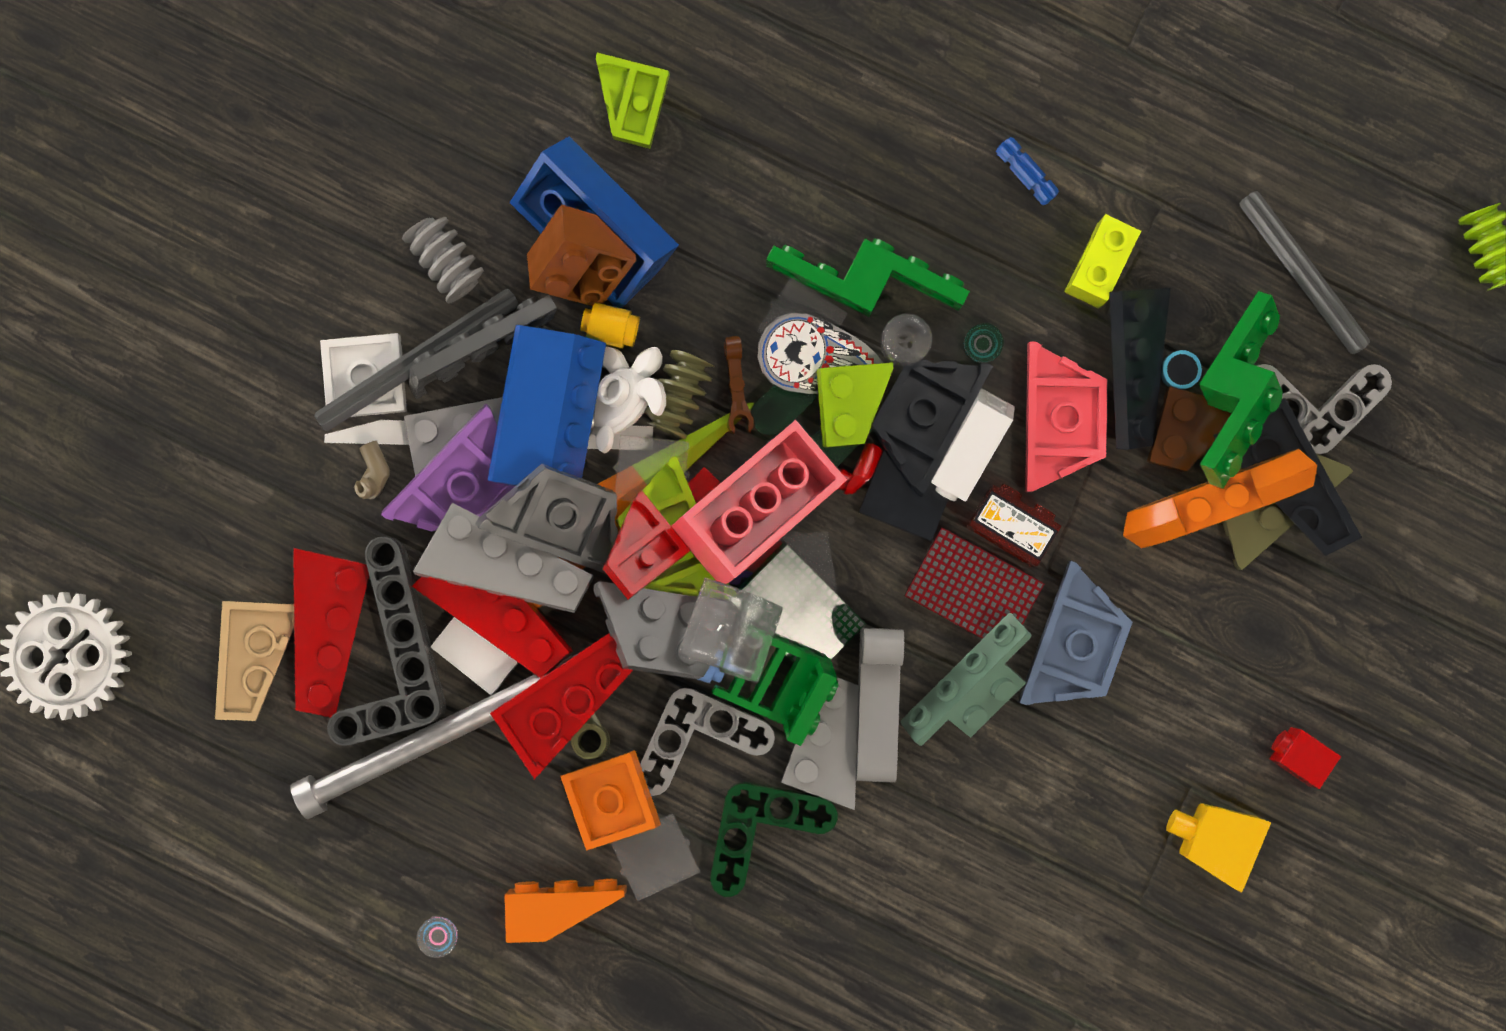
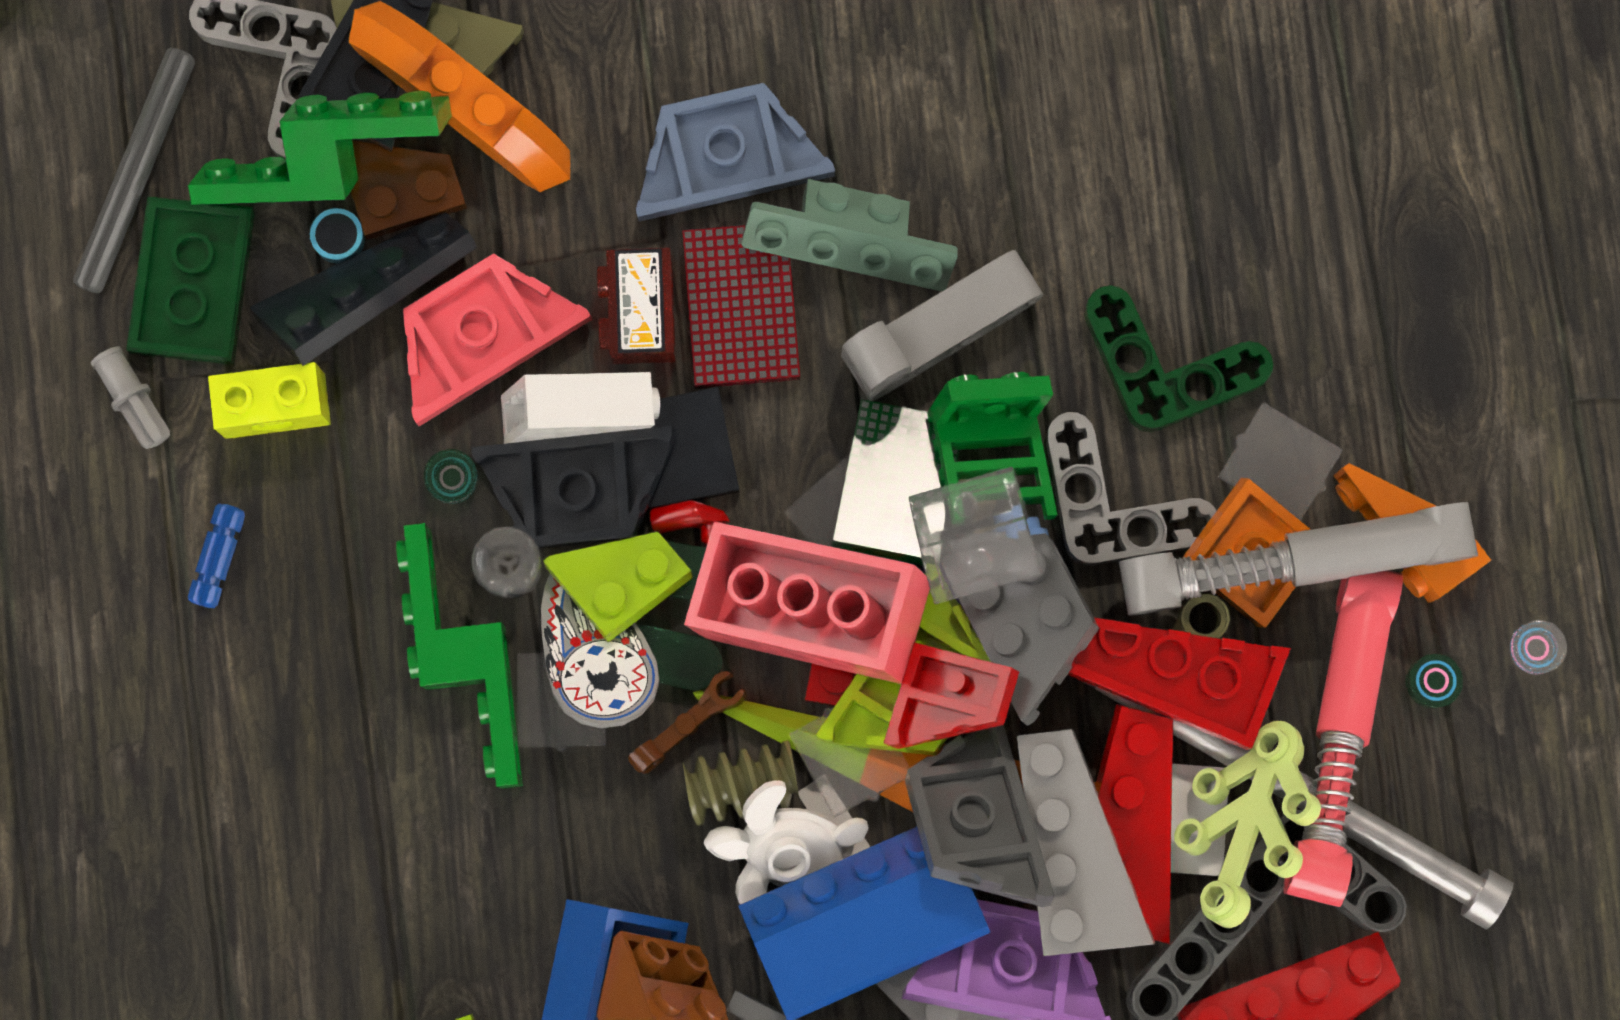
camera: 125 degrees left, 5 degrees down
(450, 686) = (1250, 814): none -> yellowish green plant
(459, 858) = (1434, 681): none -> clear green tile
(530, 846) = (1344, 727): none -> coral piece
(582, 827) = (1305, 557): none -> light grey piece
(610, 325) = (713, 917): yellow brick -> none
(829, 757) = (1040, 339): light grey wing -> none
(1159, 180) = (131, 397): none -> light grey axle
(1210, 263) = (190, 281): none -> dark green tile

